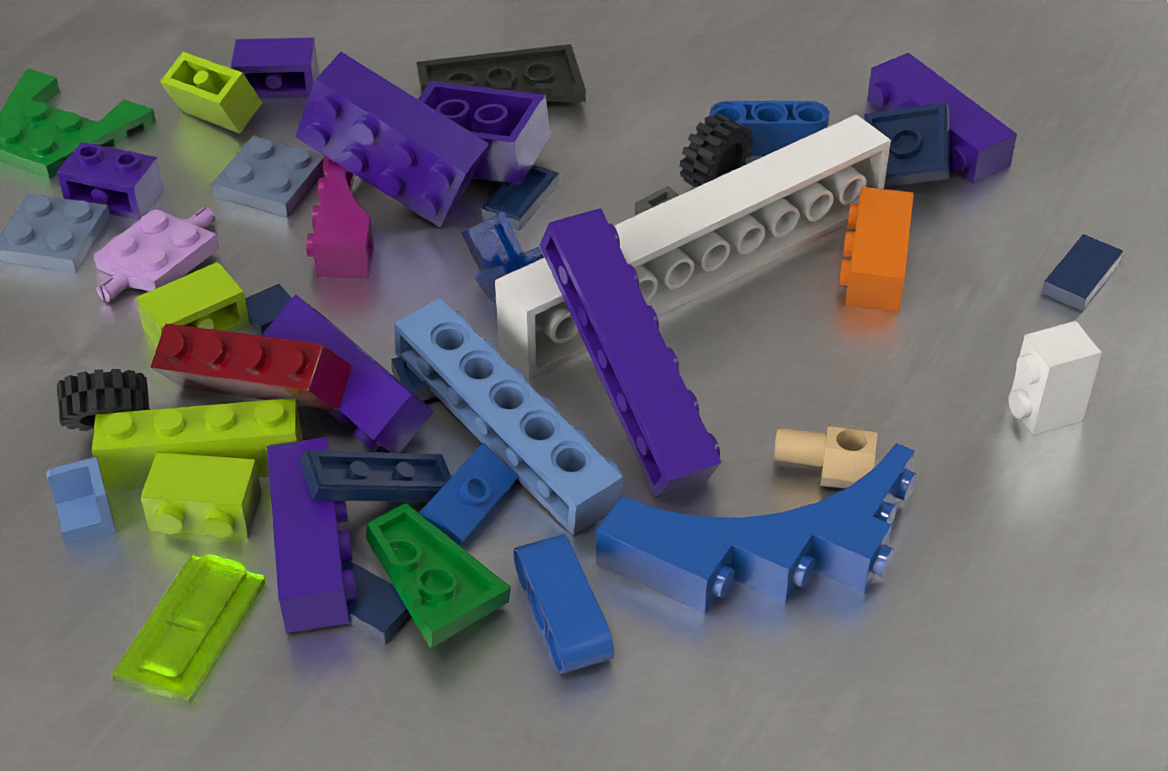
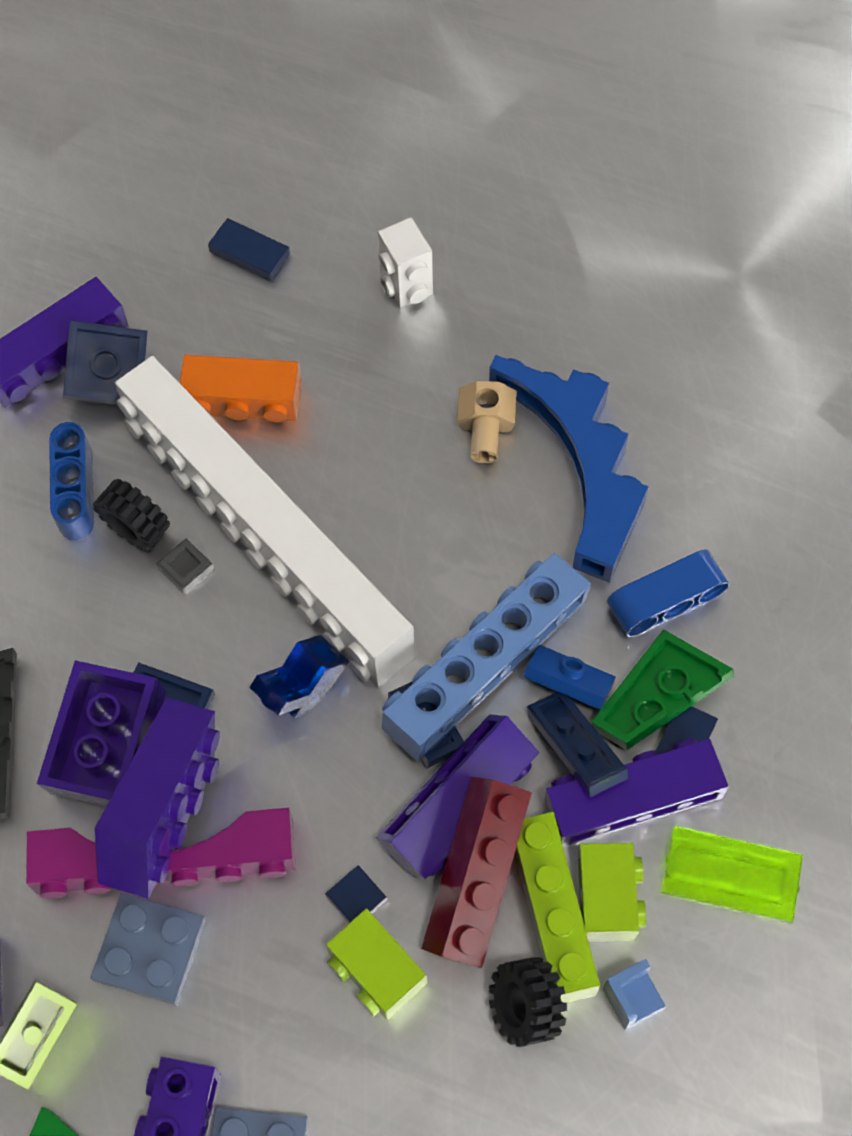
camera: 95 degrees left, 20 degrees up
(155, 251) = (282, 1034): lavender plate -> none
(630, 353) = (434, 549): dark purple brick -> none

